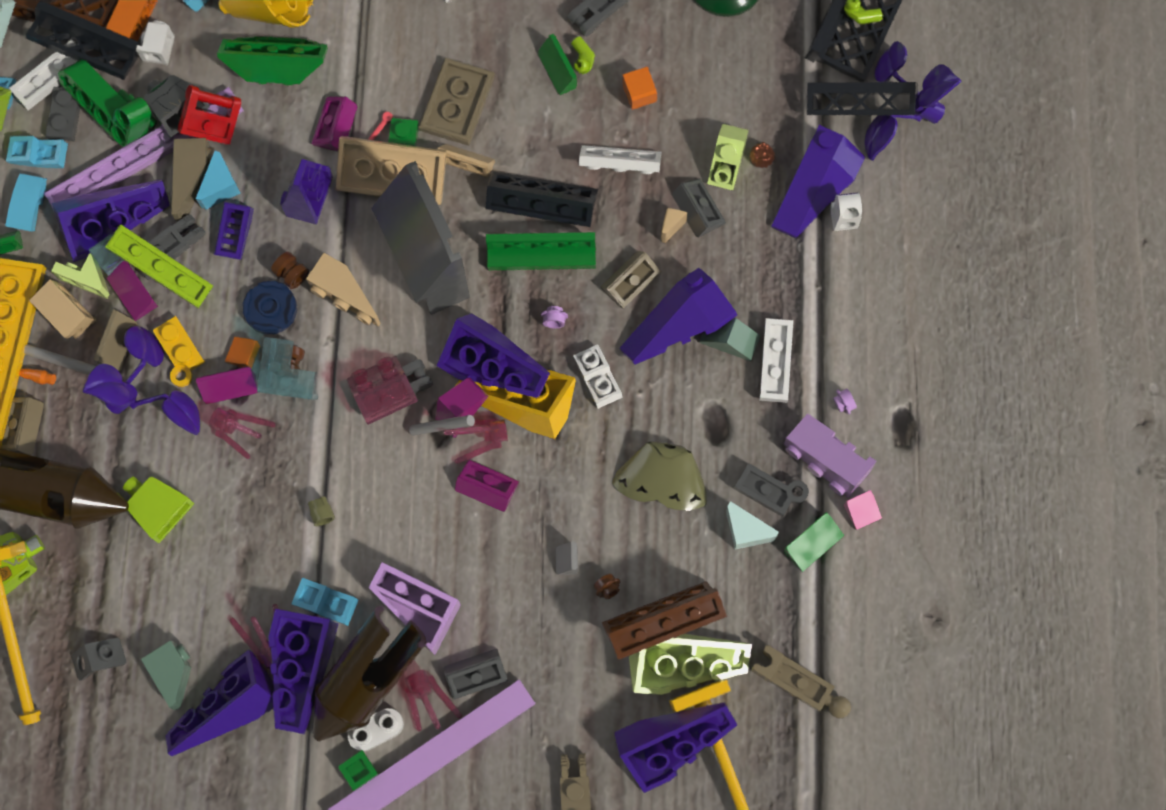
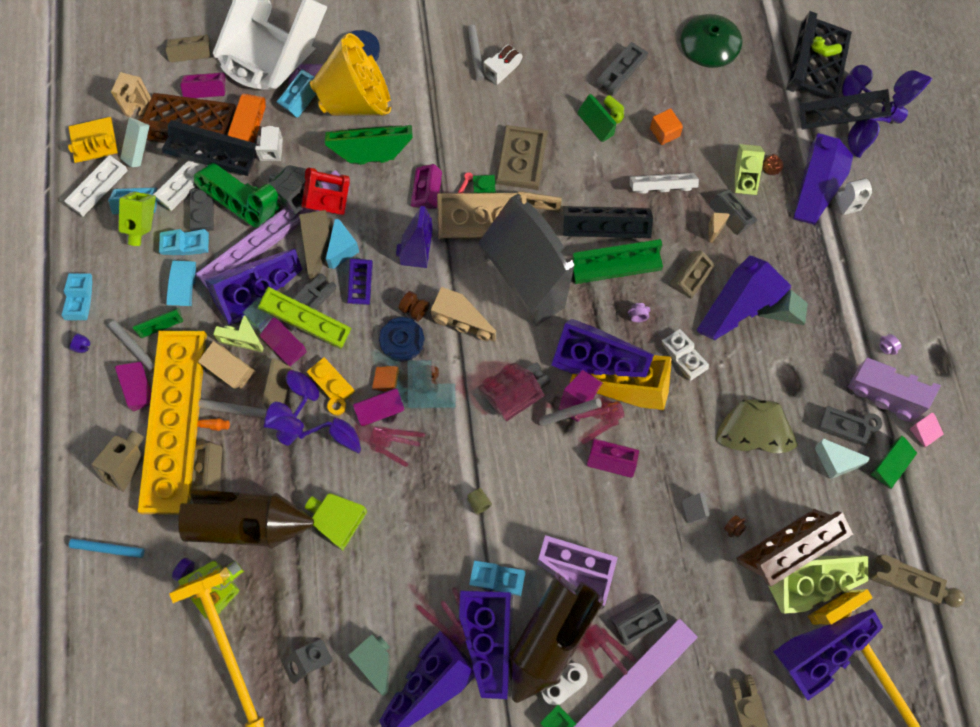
camera: 15 degrees left, 5 degrees down
(776, 360) = (826, 320): white plate -> none

